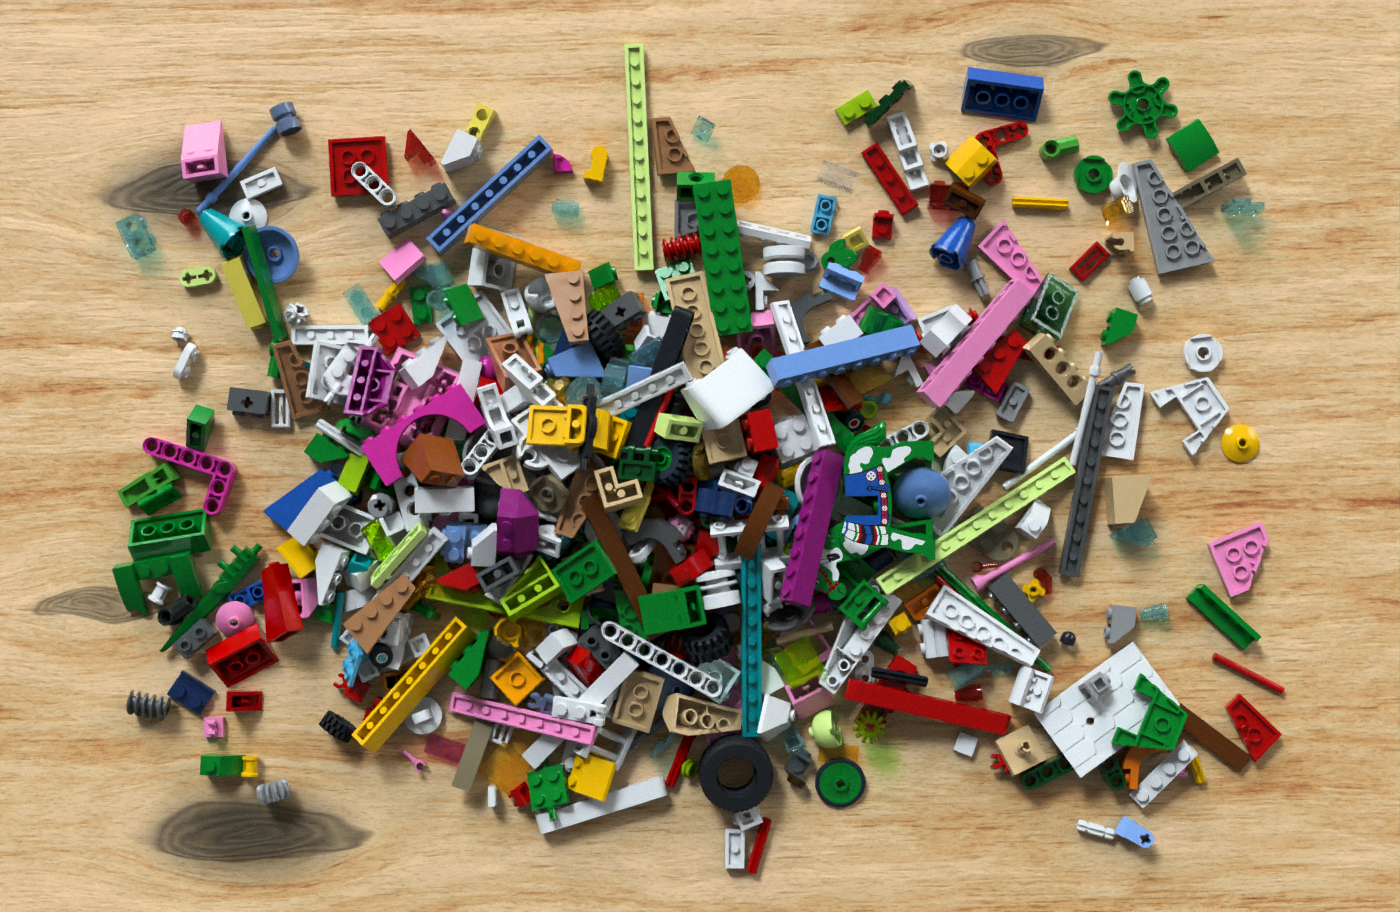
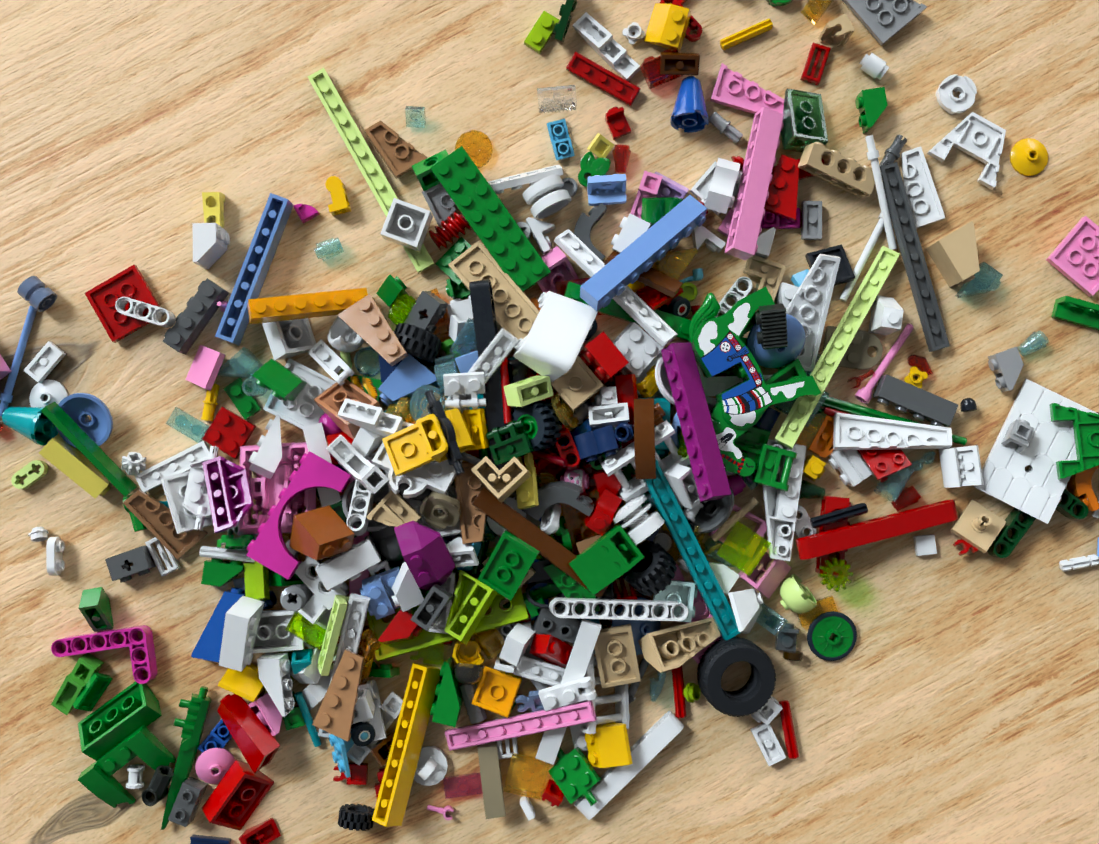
camera: 20 degrees left, 0 degrees up
(415, 146) = (166, 262): clear red slope -> none
(625, 393) = (463, 384): none -> white plate
(646, 224) = (406, 224): none -> white brick
(921, 478) = (772, 326): none -> pearl dark grey brick

